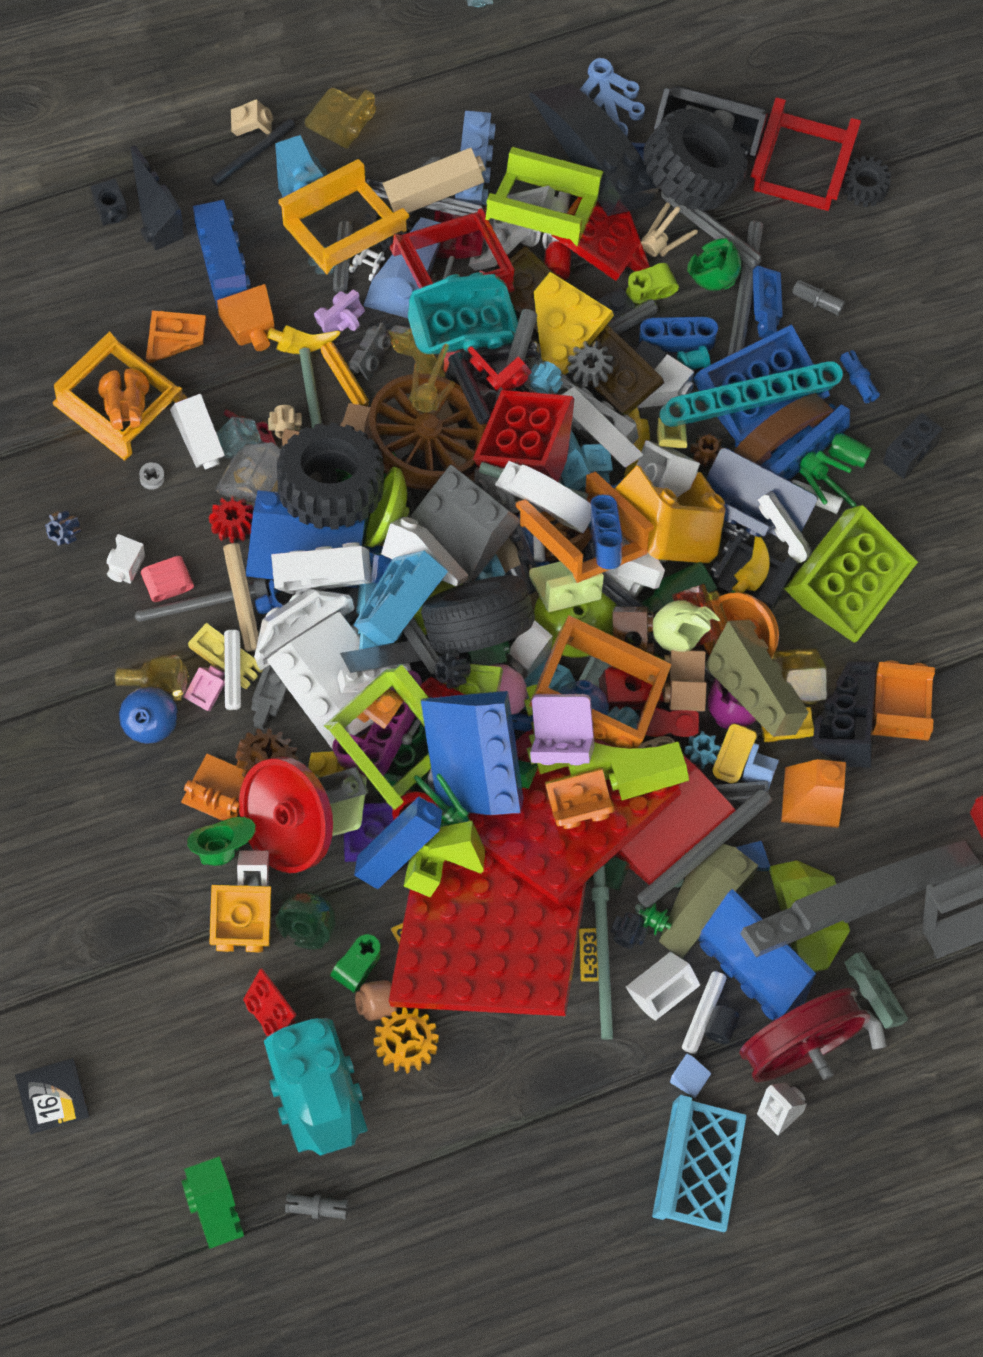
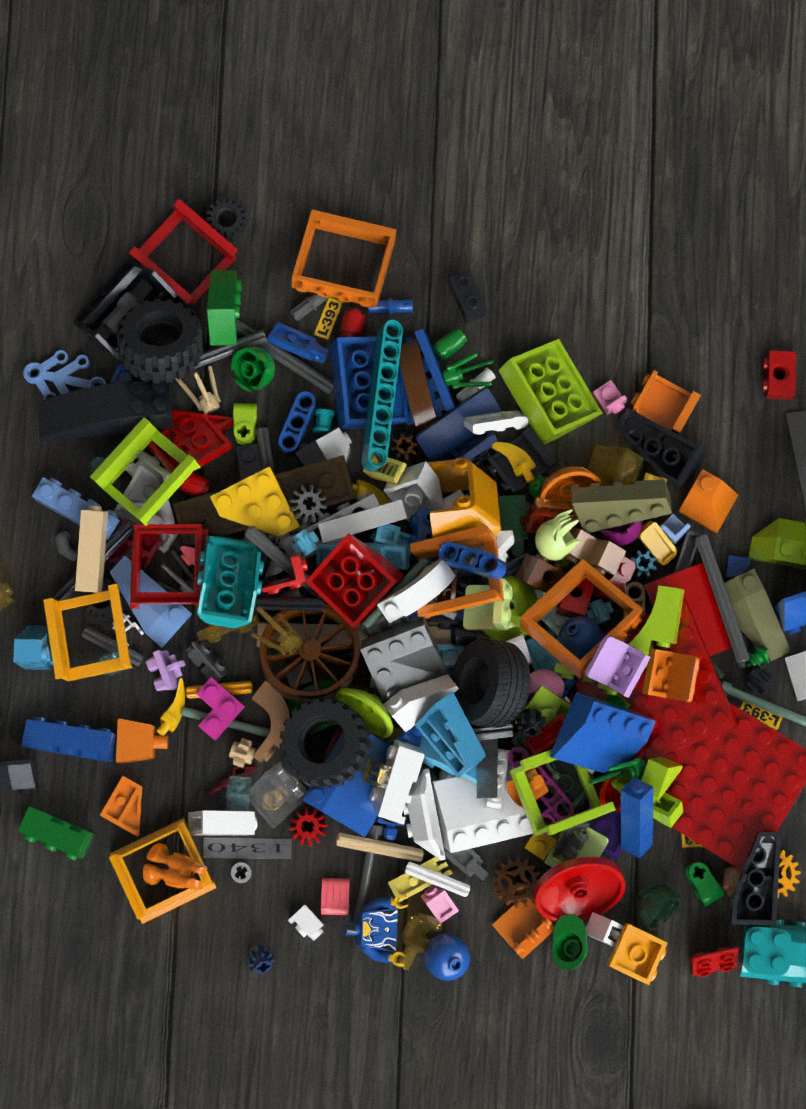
camera: 60 degrees left, 15 degrees up
(113, 279) = (55, 833): none -> green wedge
(148, 630) = (377, 929): none -> blue torso
(182, 473) = (247, 848): none -> flat silver sticker
(319, 540) = (382, 774): none -> clear yellow tile
(322, 385) = (224, 707): none -> dark pink plate
(378, 1007) = (757, 888): none -> black wedge
(765, 207) = (224, 307): none -> green wedge
(814, 323) = (328, 318): none -> yellow sticker
(819, 344) = (352, 323): none -> red brick
(878, 641) = (610, 398): none -> bright pink bracket
(922, 294) = (350, 228): none -> orange window

